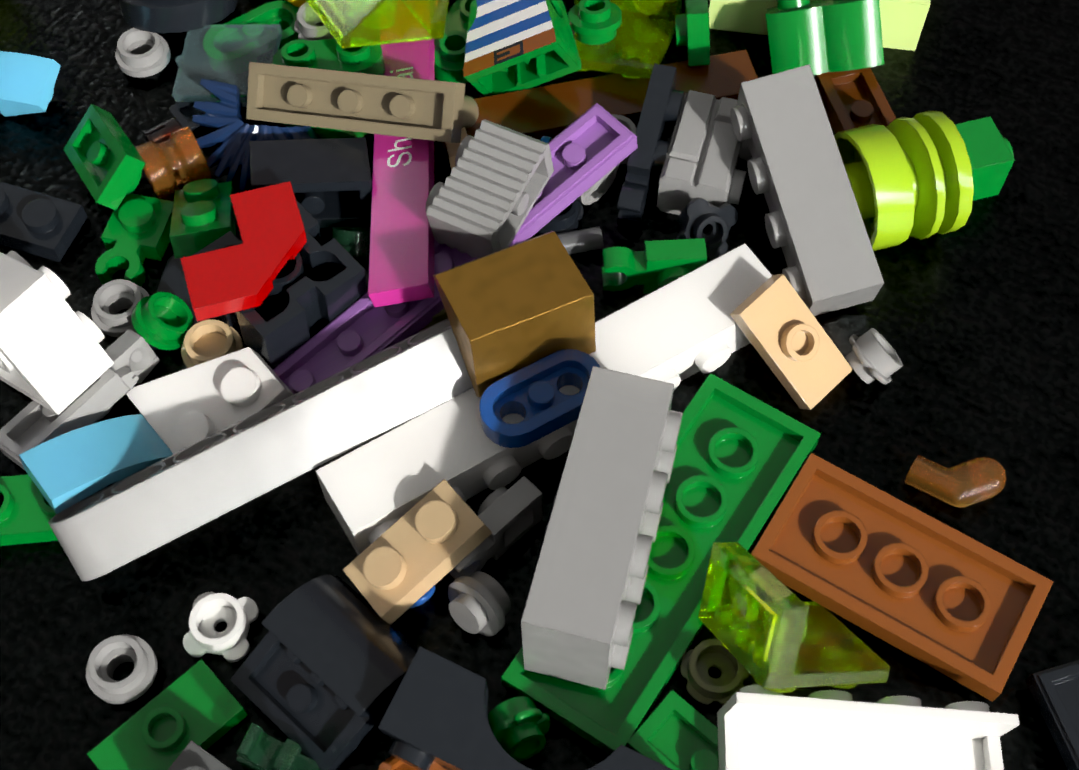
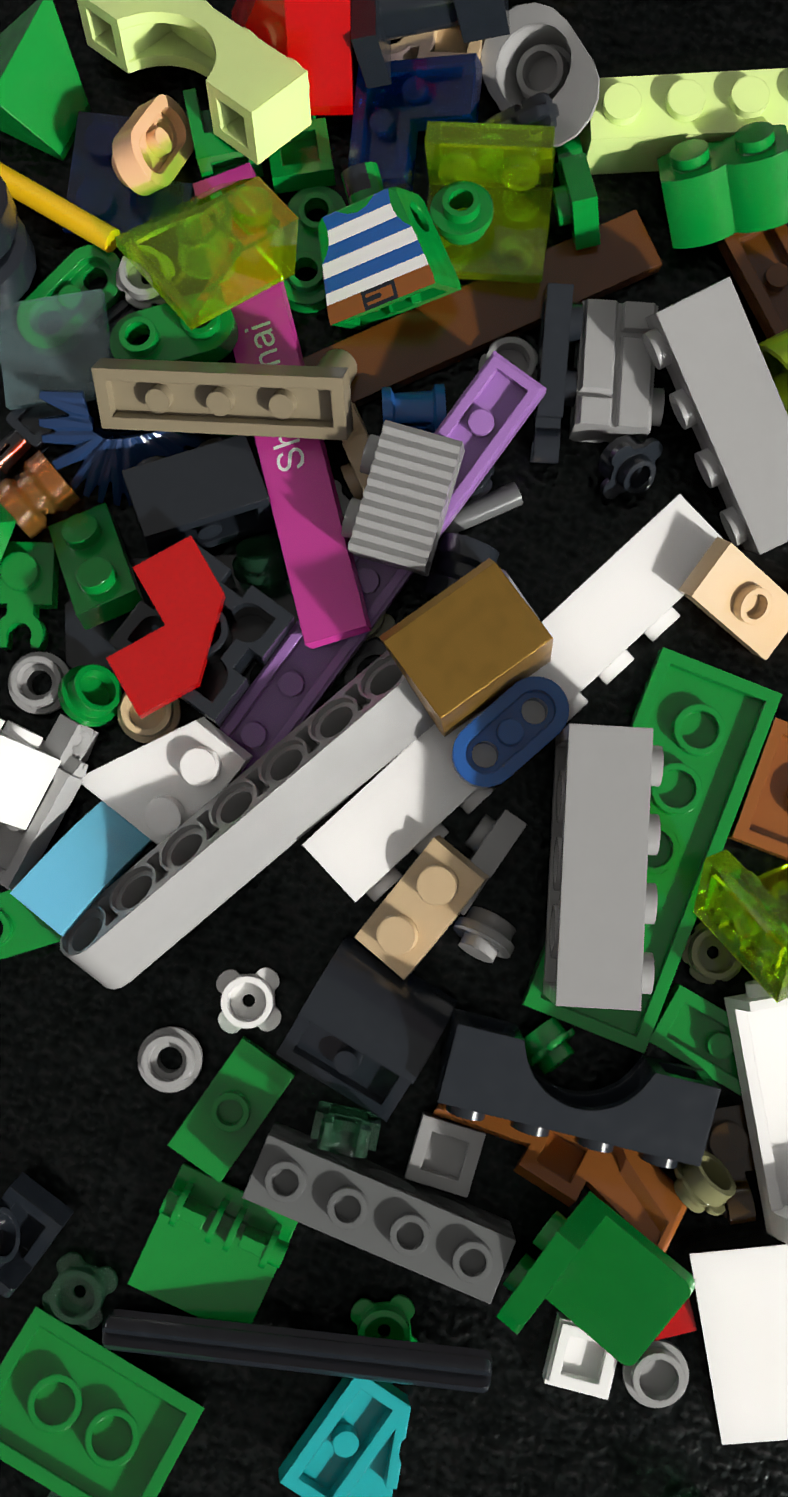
camera: 10 degrees left, 25 degrees up
(654, 267) = (600, 526): green plate -> none

